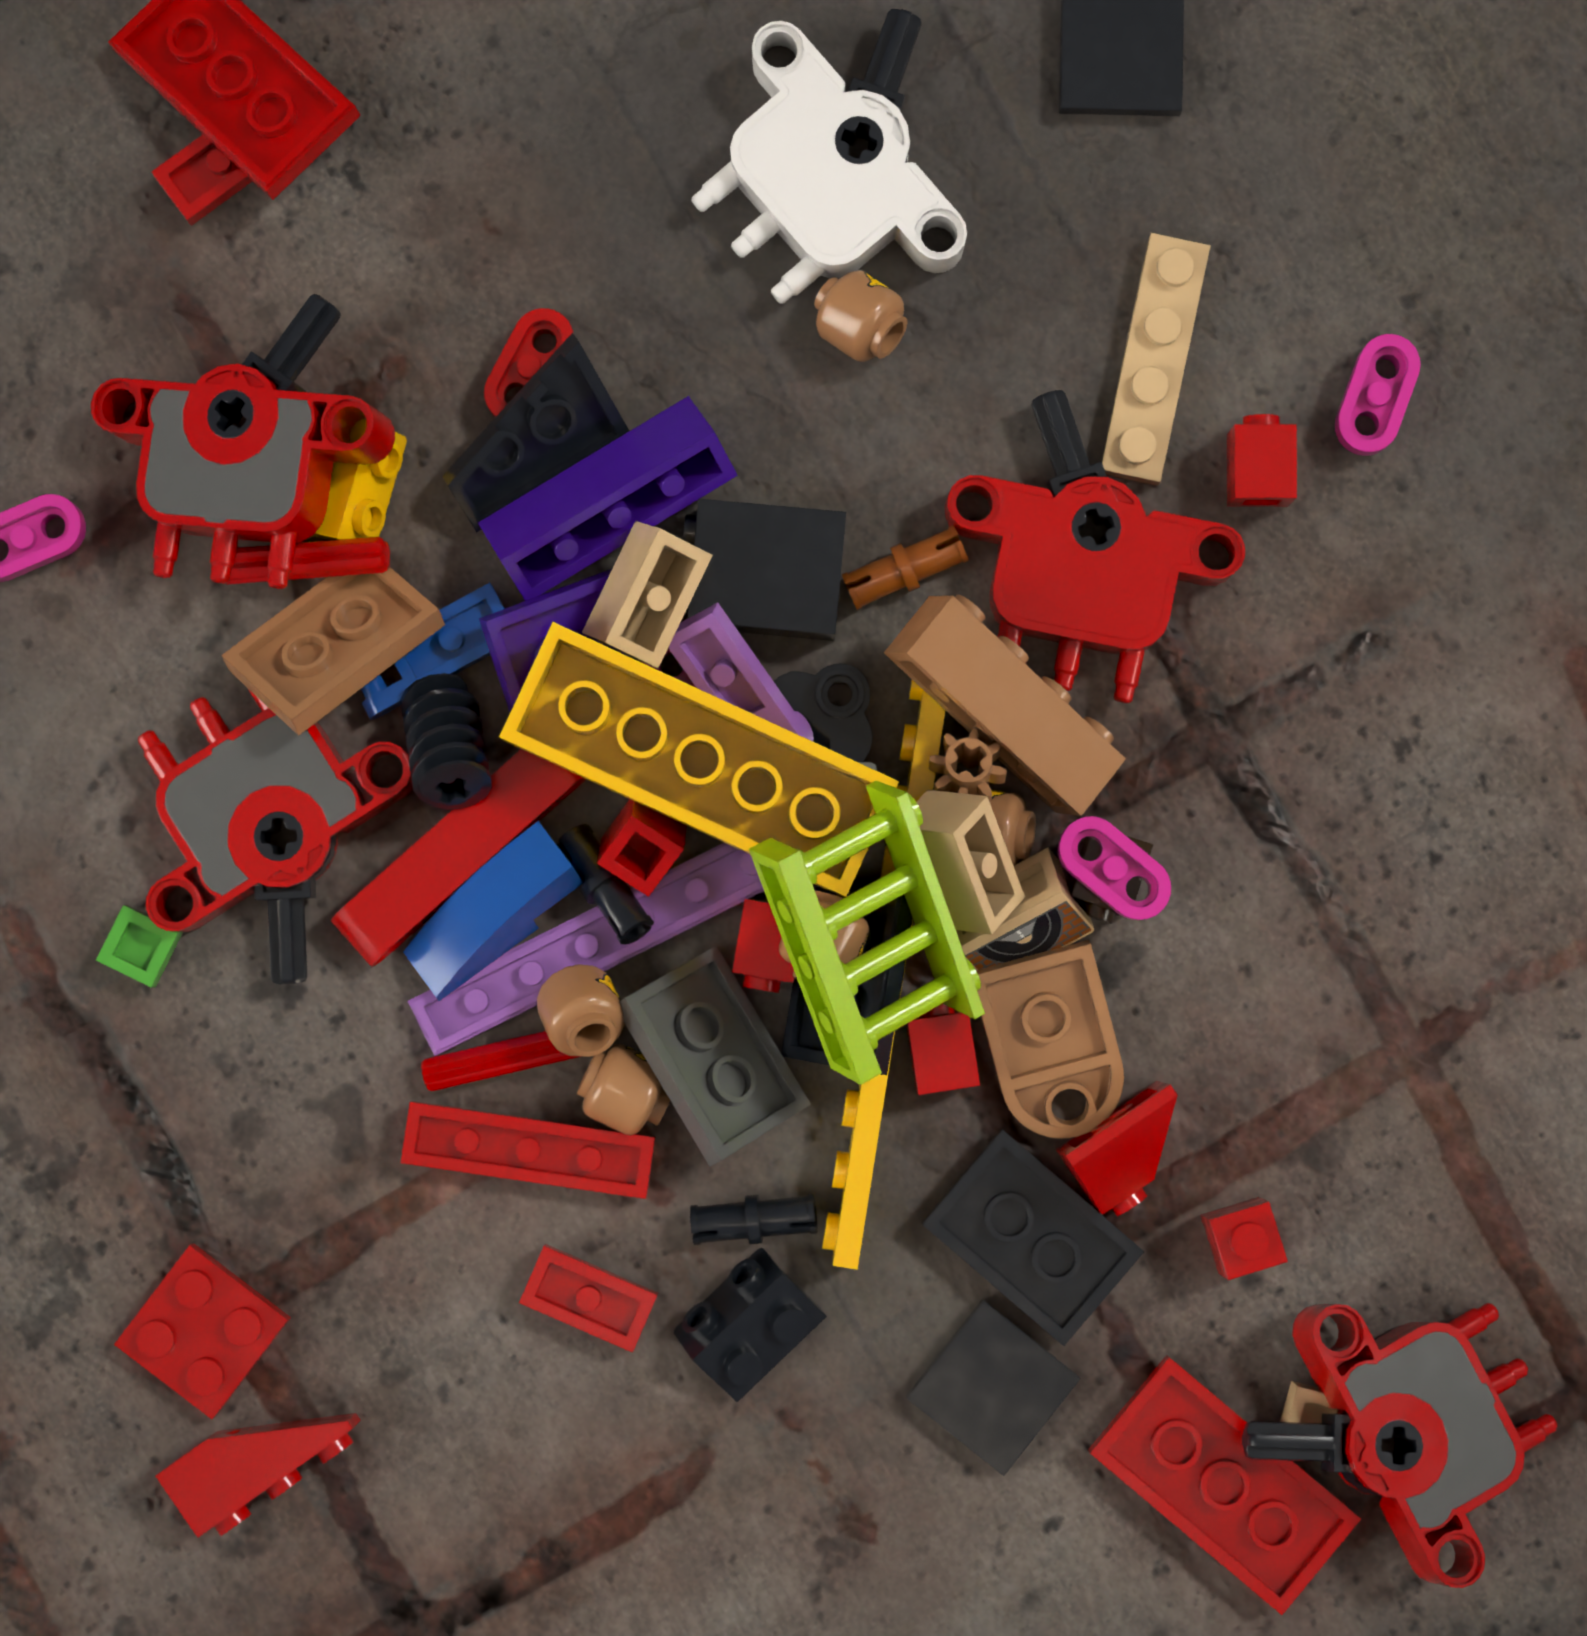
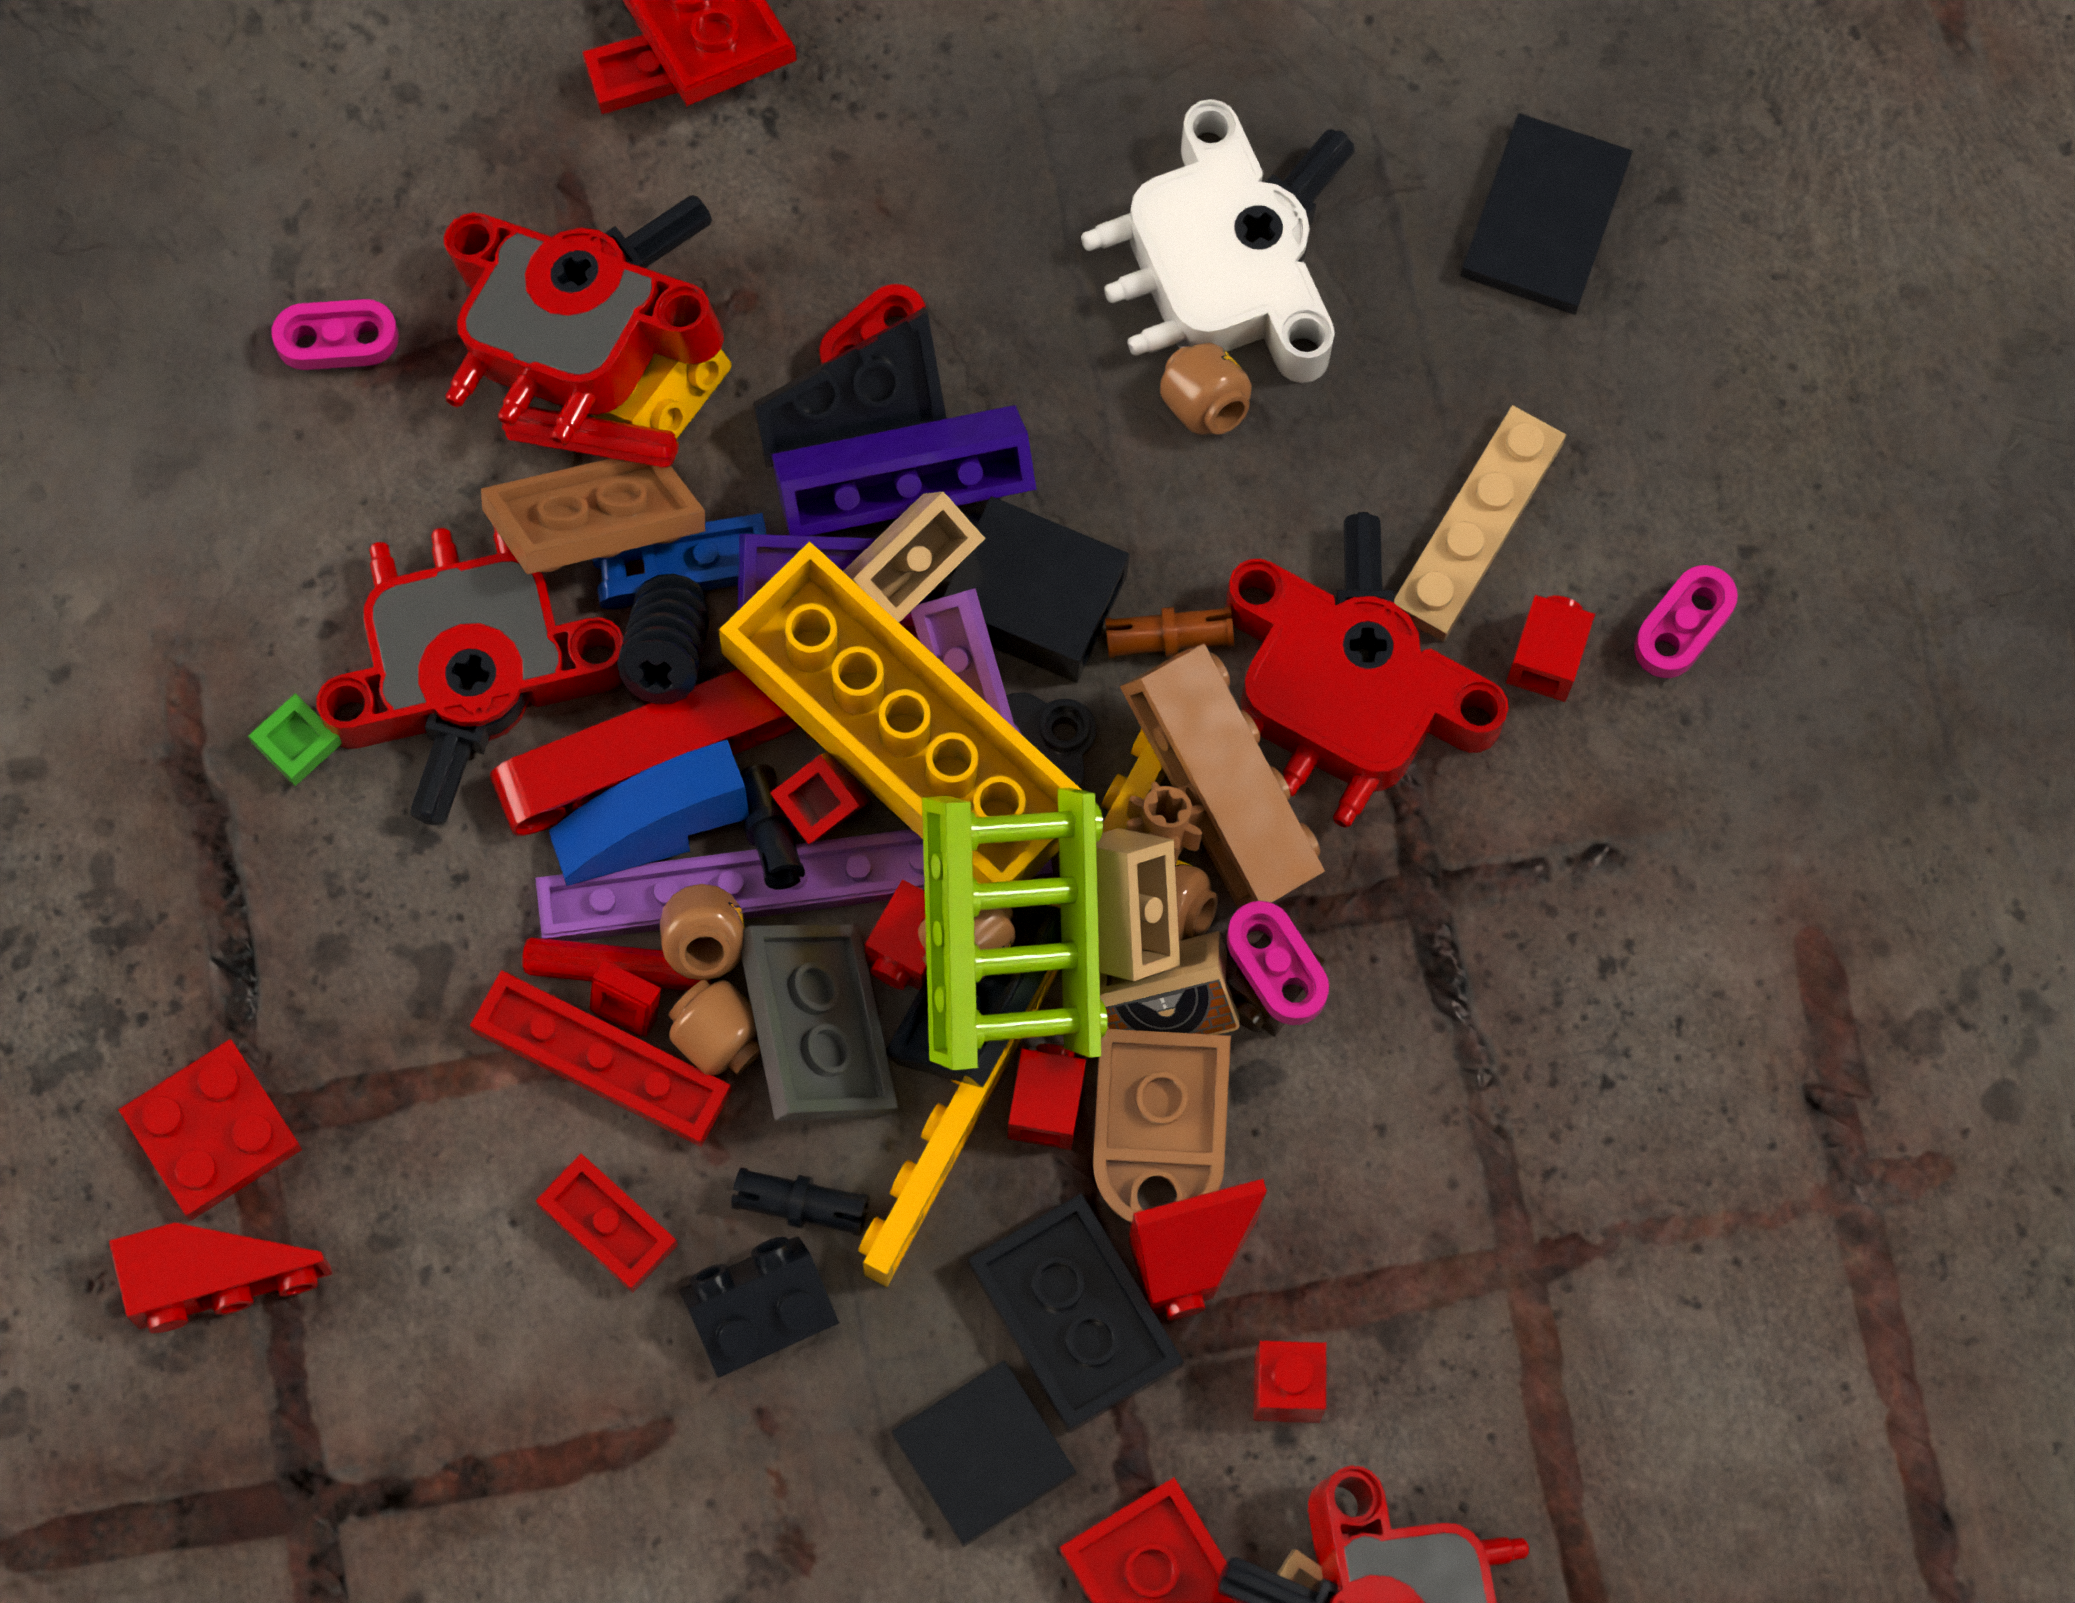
camera: 15 degrees right, 15 degrees down
(530, 1089) = (624, 998): none -> red tile

